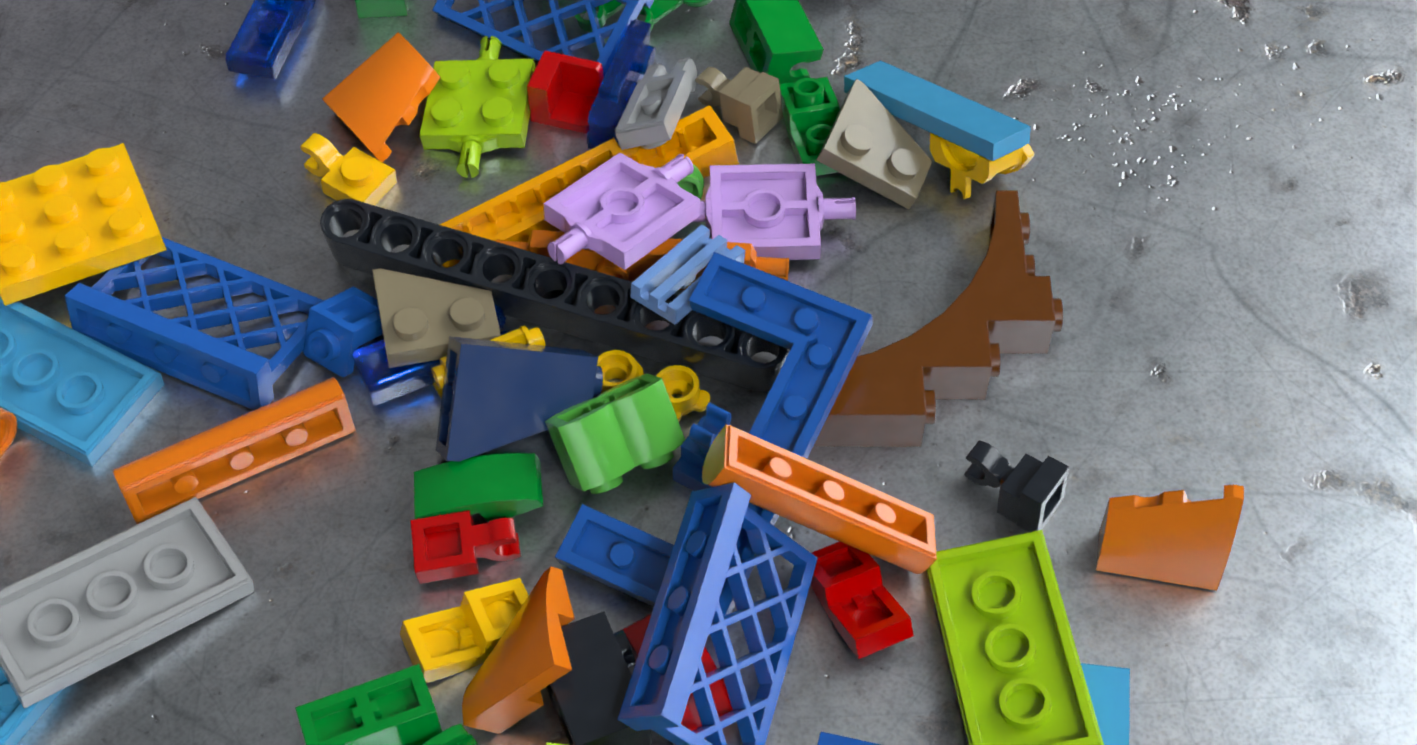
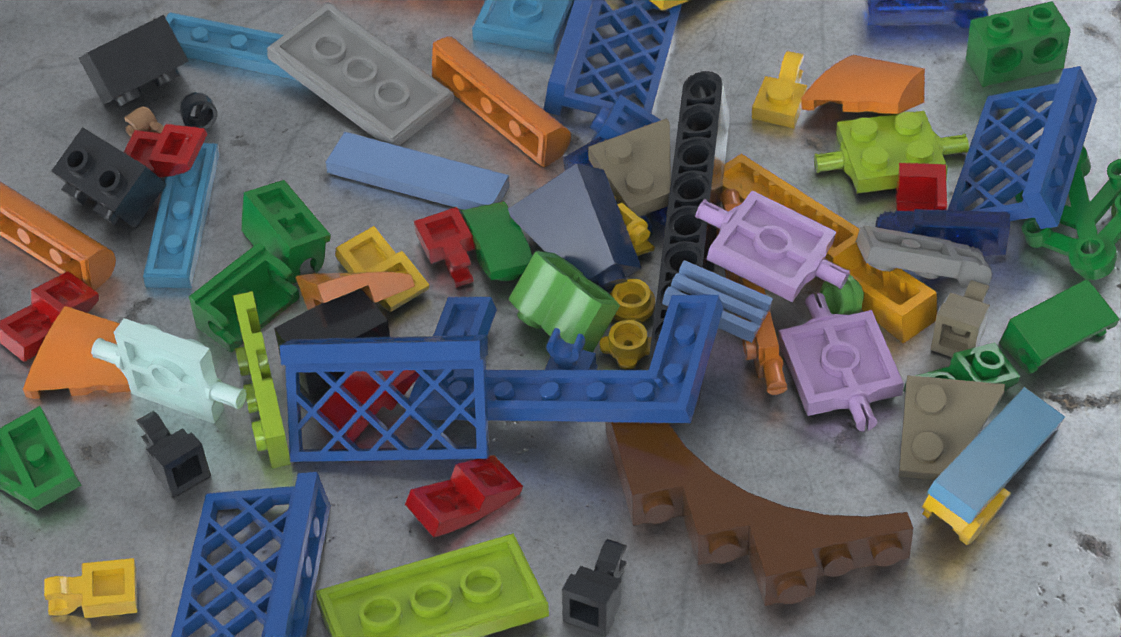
camera: 80 degrees right, 5 degrees down
(314, 567) = (416, 173): none -> medium blue tile
(822, 499) = (514, 430): orange brick -> none

